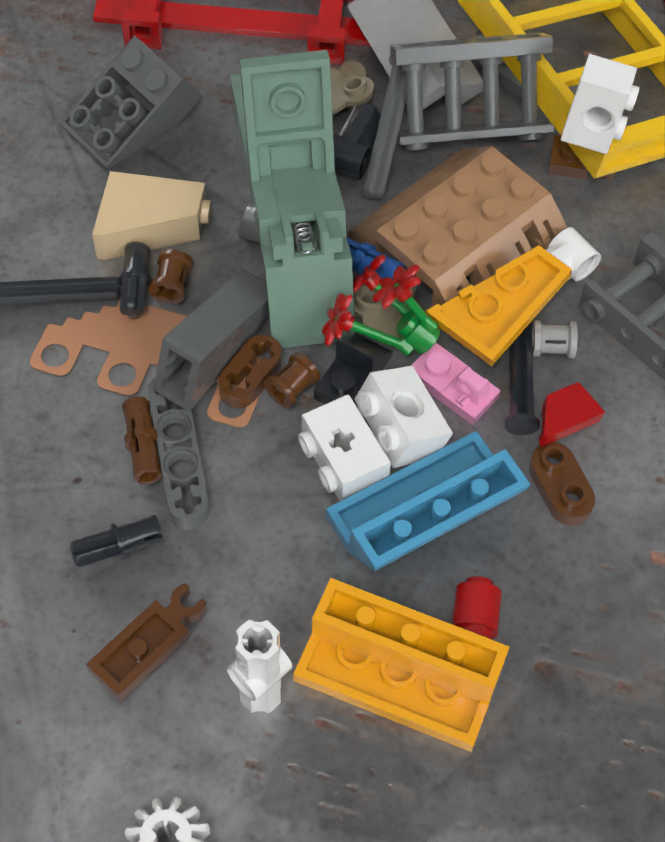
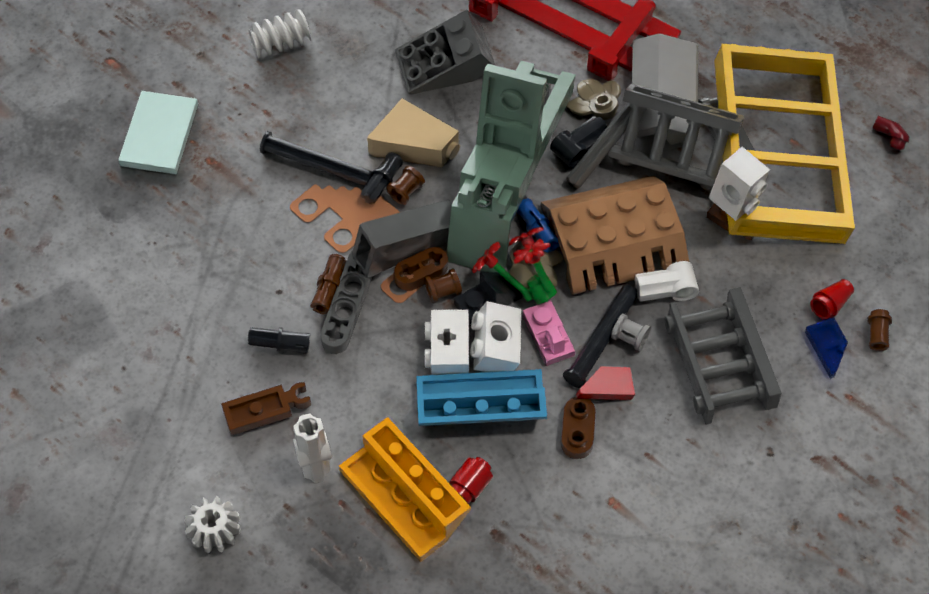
camera: 30 degrees right, 0 degrees up
(498, 309) = (603, 295): light orange wing -> none

